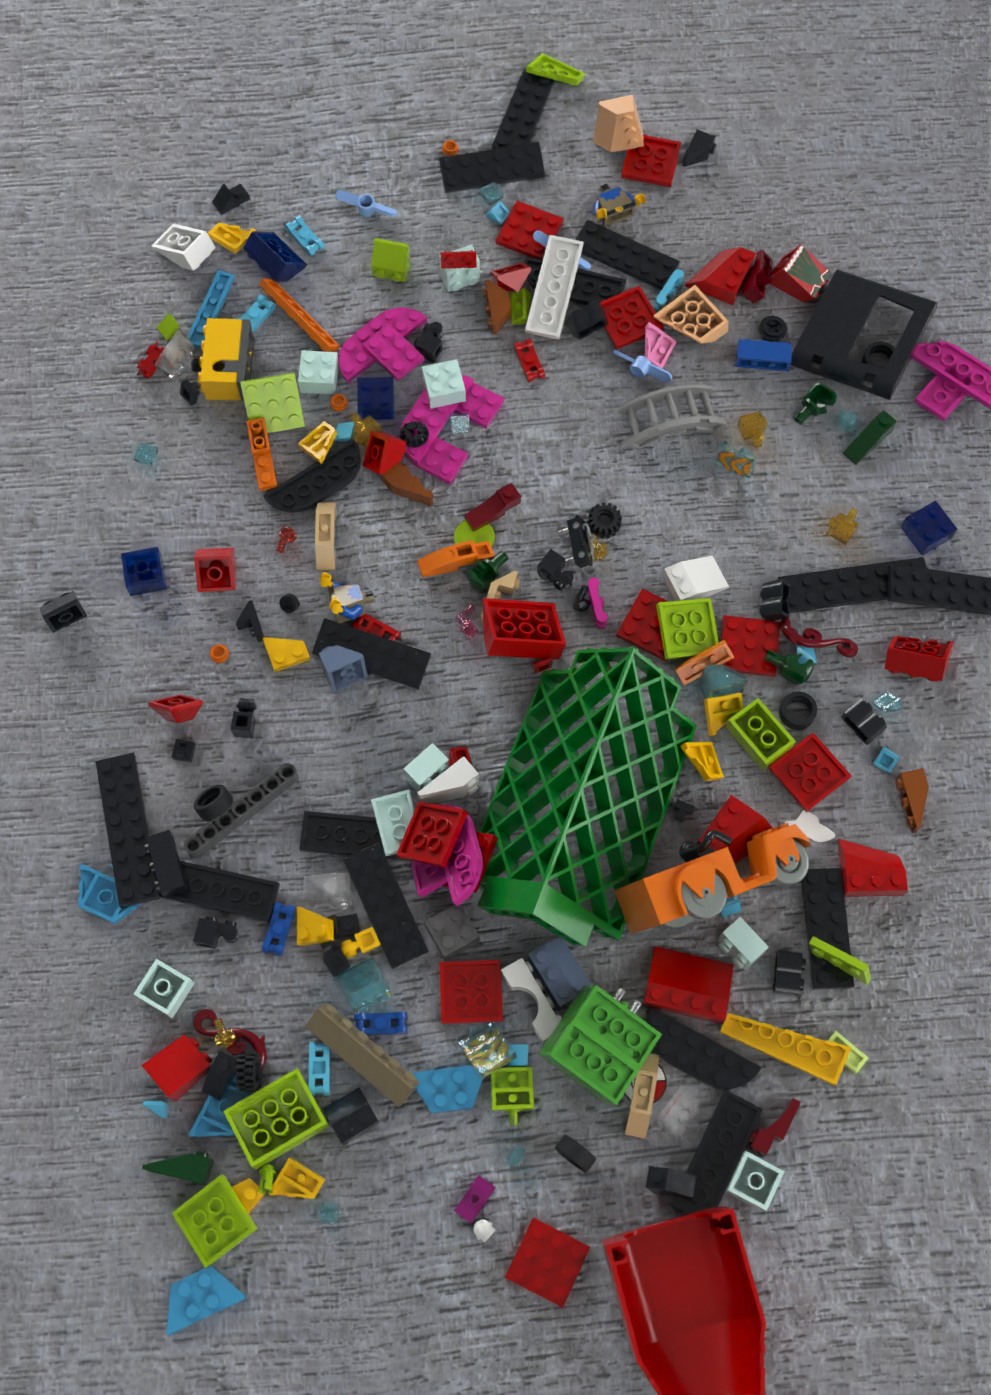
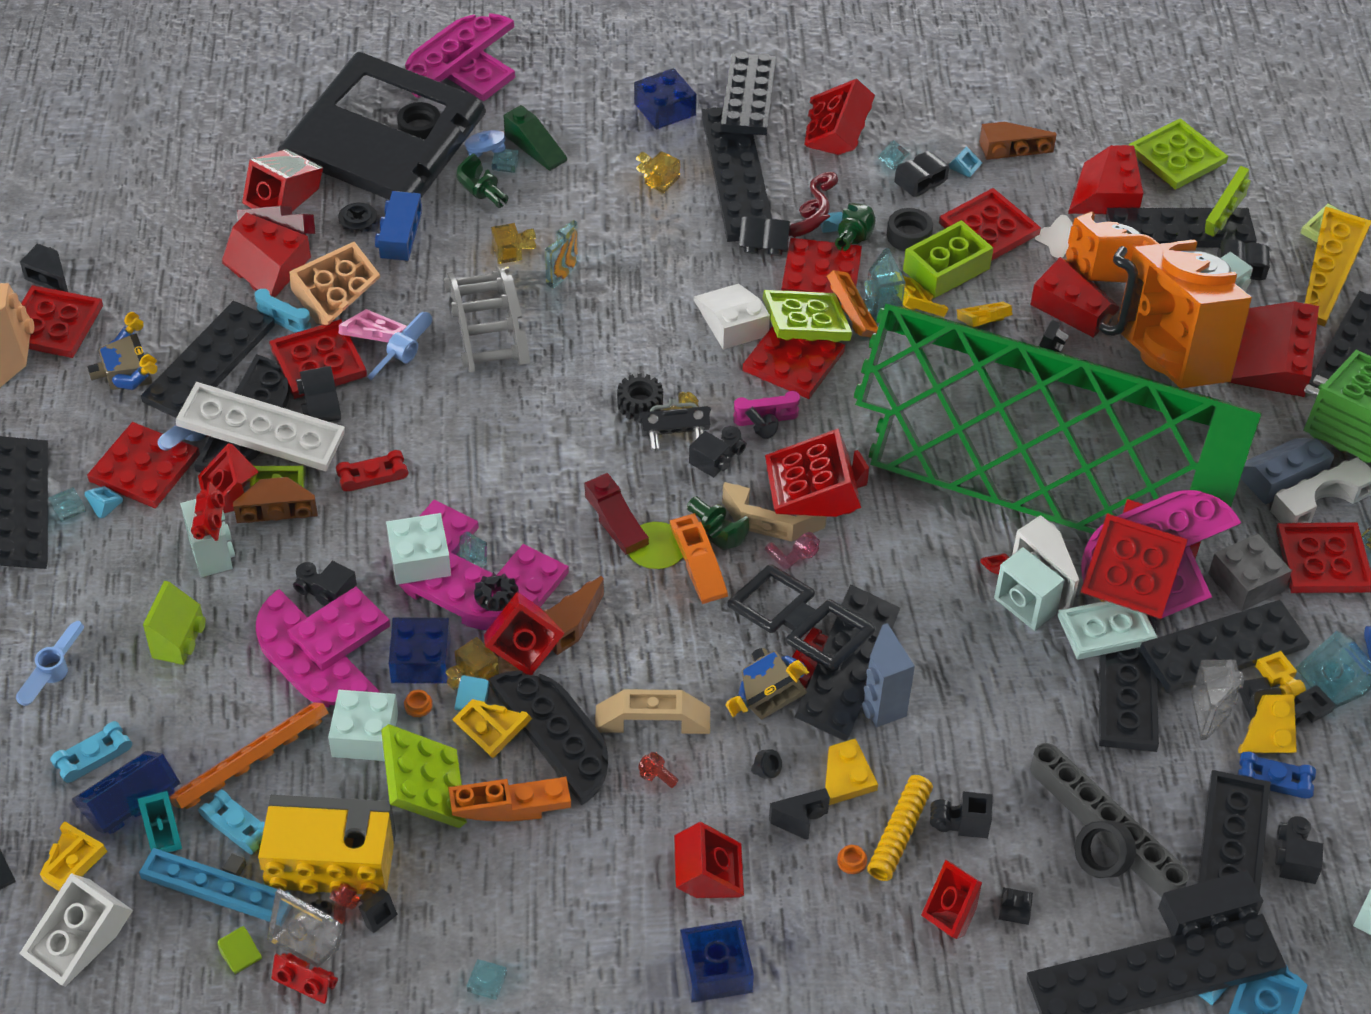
camera: 90 degrees left, 20 degrees down
(192, 371) = (344, 898): none -> clear red plate
(239, 681) = (900, 828): none -> yellow piece
(249, 276) = (160, 822): none -> teal slope
(402, 621) = (801, 617): none -> black bar
(860, 404) = (485, 142): none -> medium blue piece
(917, 934) = (1178, 153): none -> lime plate

